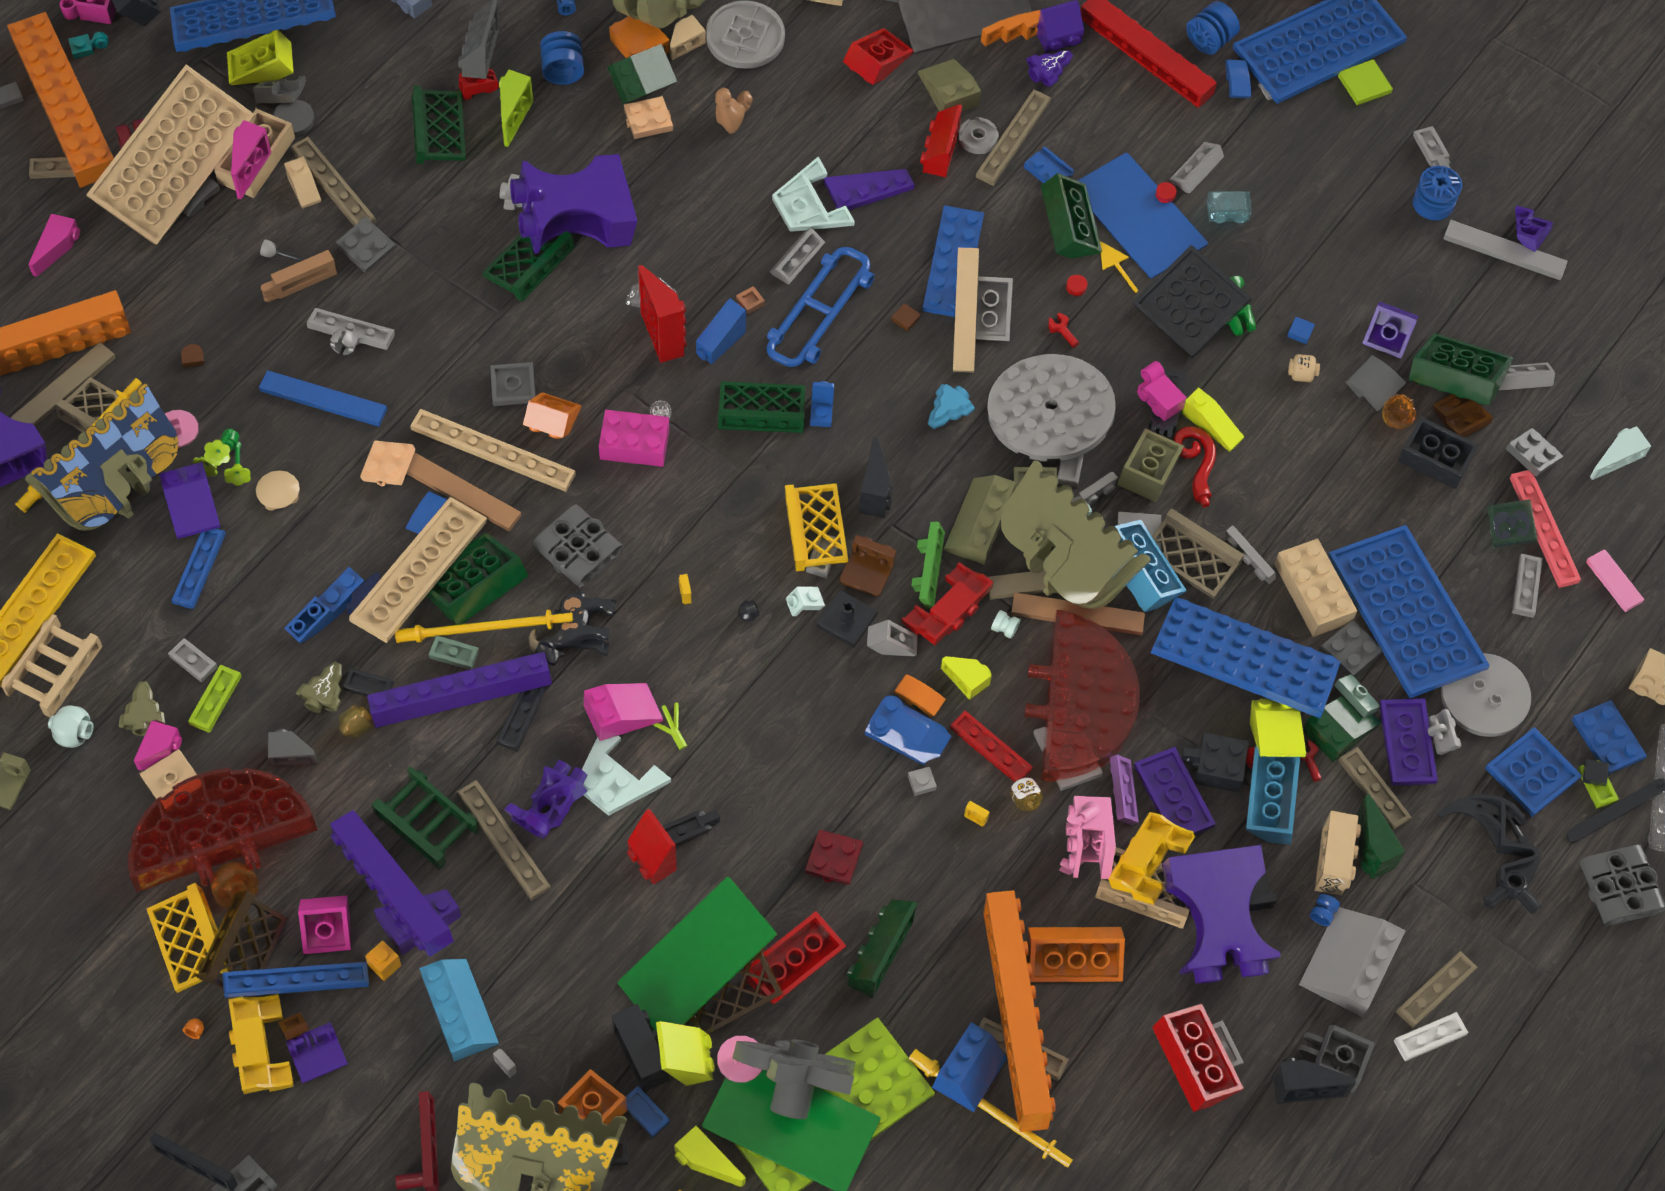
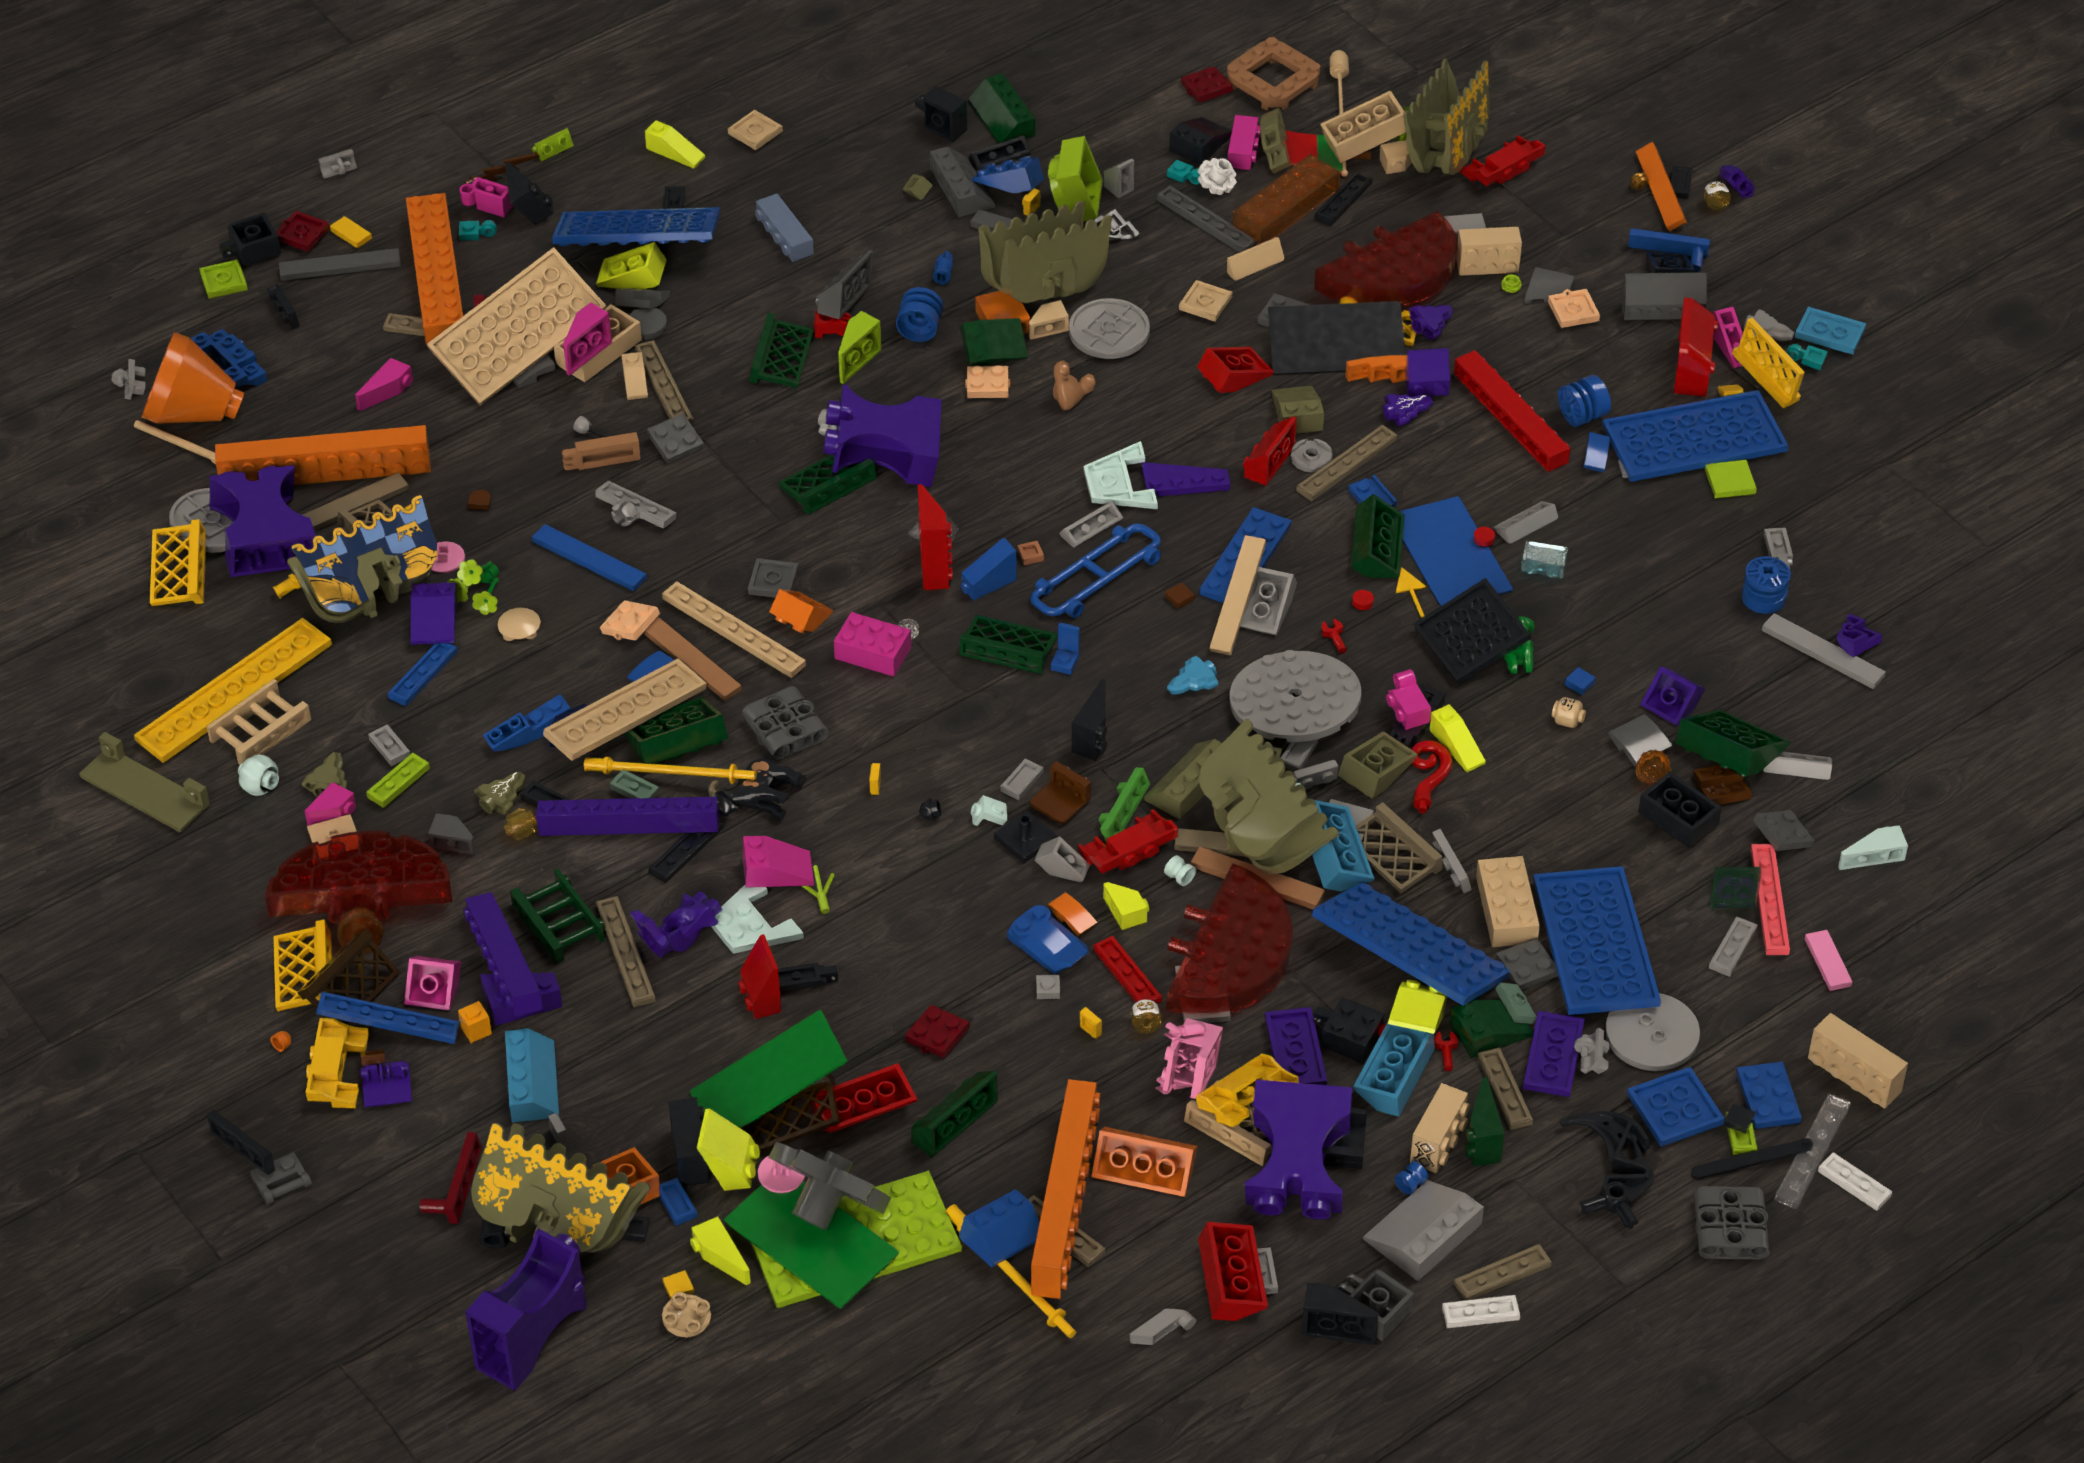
camera: 20 degrees right, 15 degrees down
(798, 532) = (1004, 745): yellow fence -> none
(1124, 790) = (1246, 1032): medium lavender plate -> none
(1148, 1130) = (1161, 1325): none -> light grey piece

